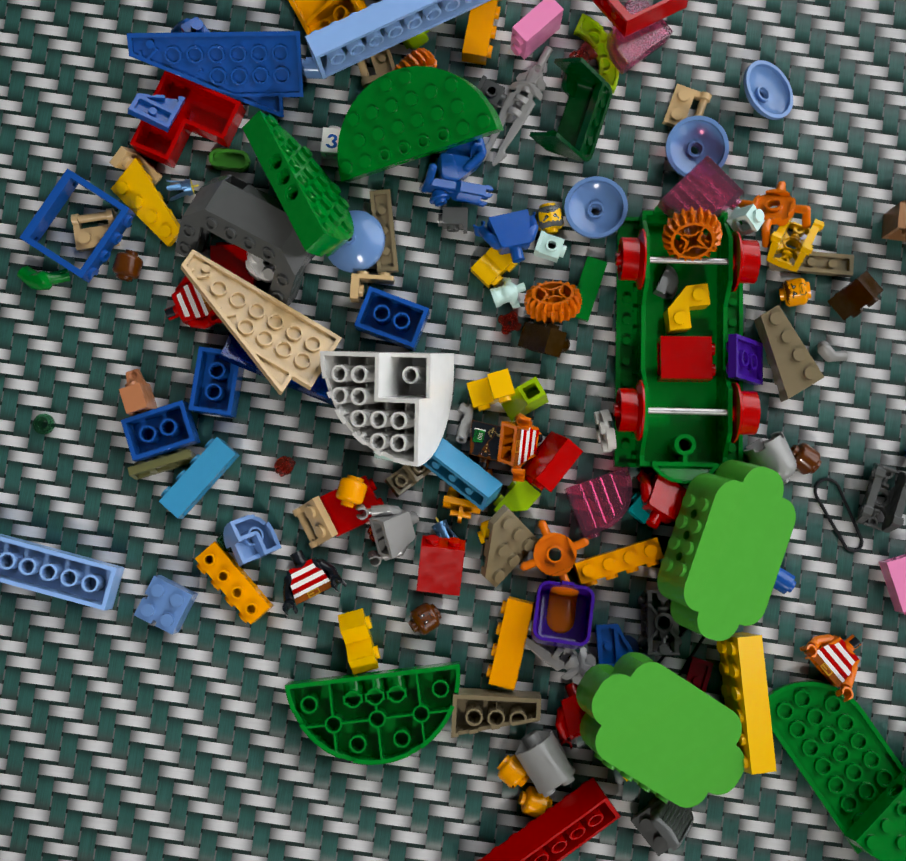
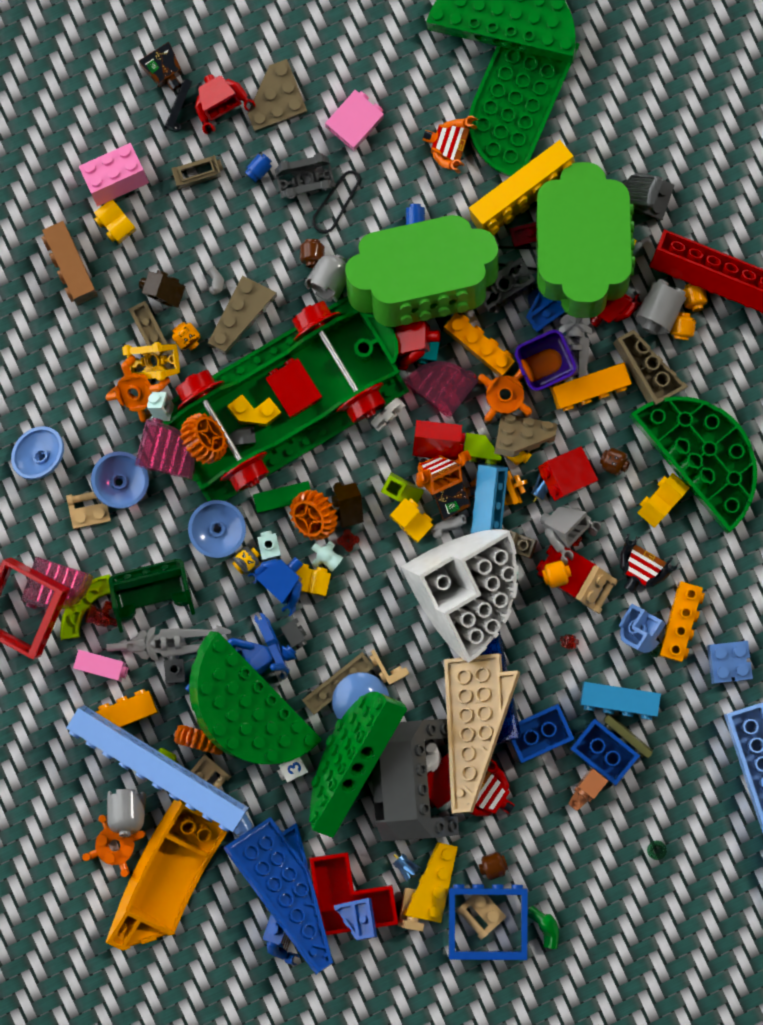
camera: 130 degrees left, 0 degrees up
(229, 160) = (357, 844): bright green tile -> none
(392, 318) = (404, 630): blue brick -> none
(744, 359) = (267, 342): dark purple plate -> none

